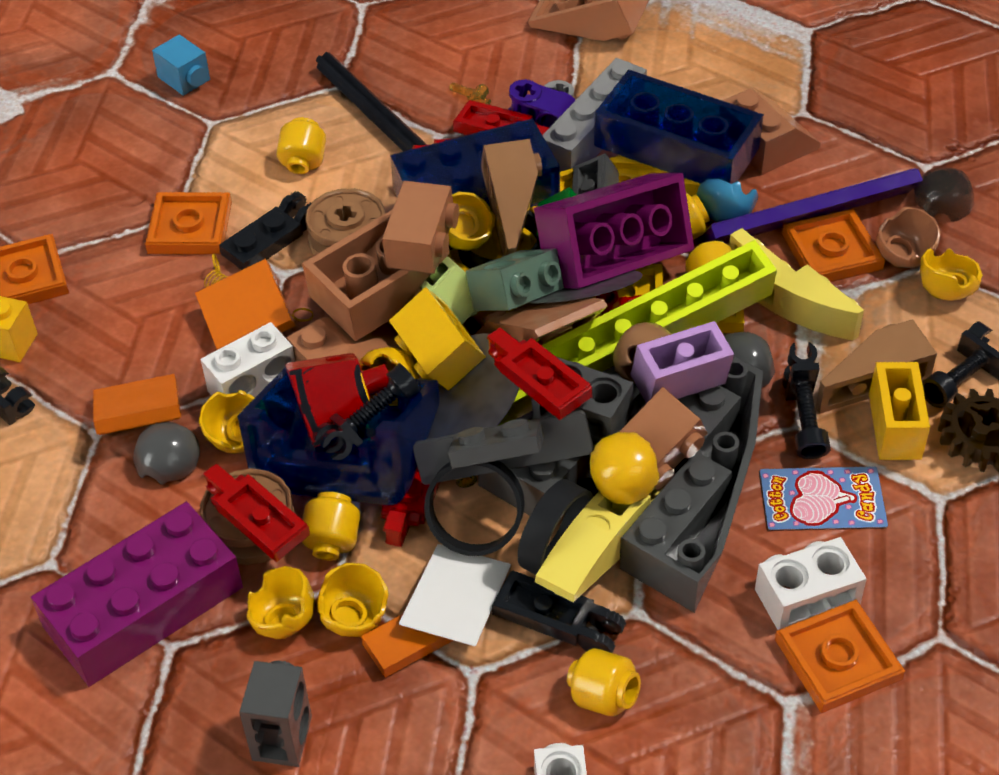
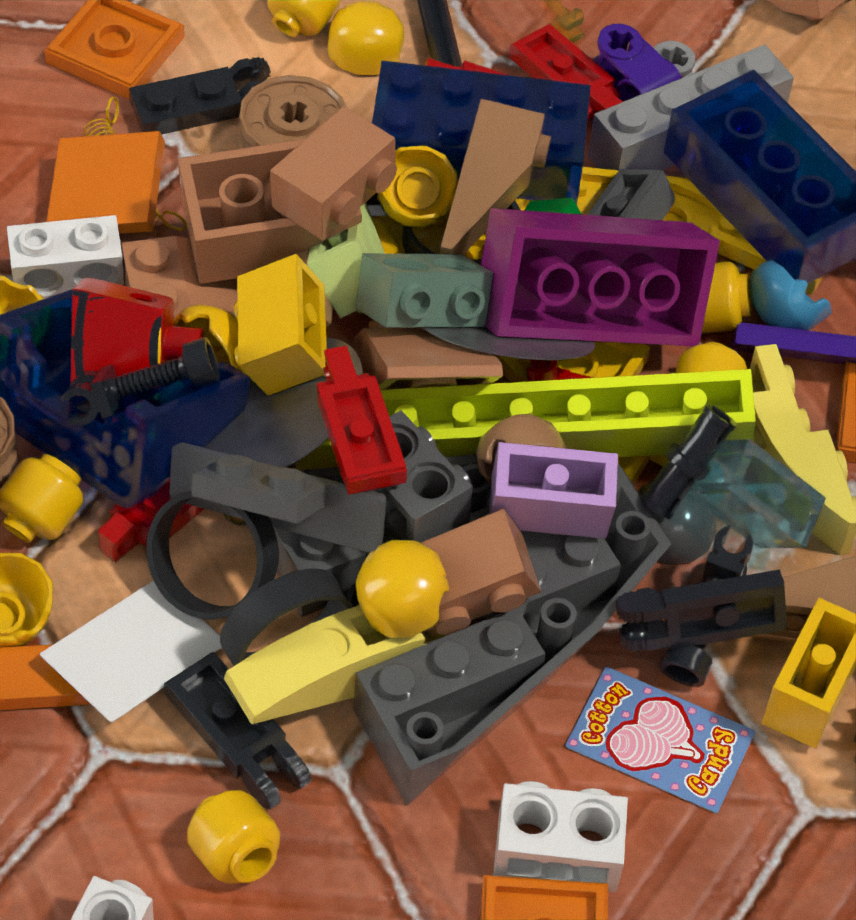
camera: 20 degrees right, 5 degrees up
(355, 154) = (364, 37): none -> yellow hair
(748, 312) = (688, 461): none -> black pin
(790, 316) = (758, 496): none -> clear light blue brick
(811, 402) = (703, 612): none -> black hinge

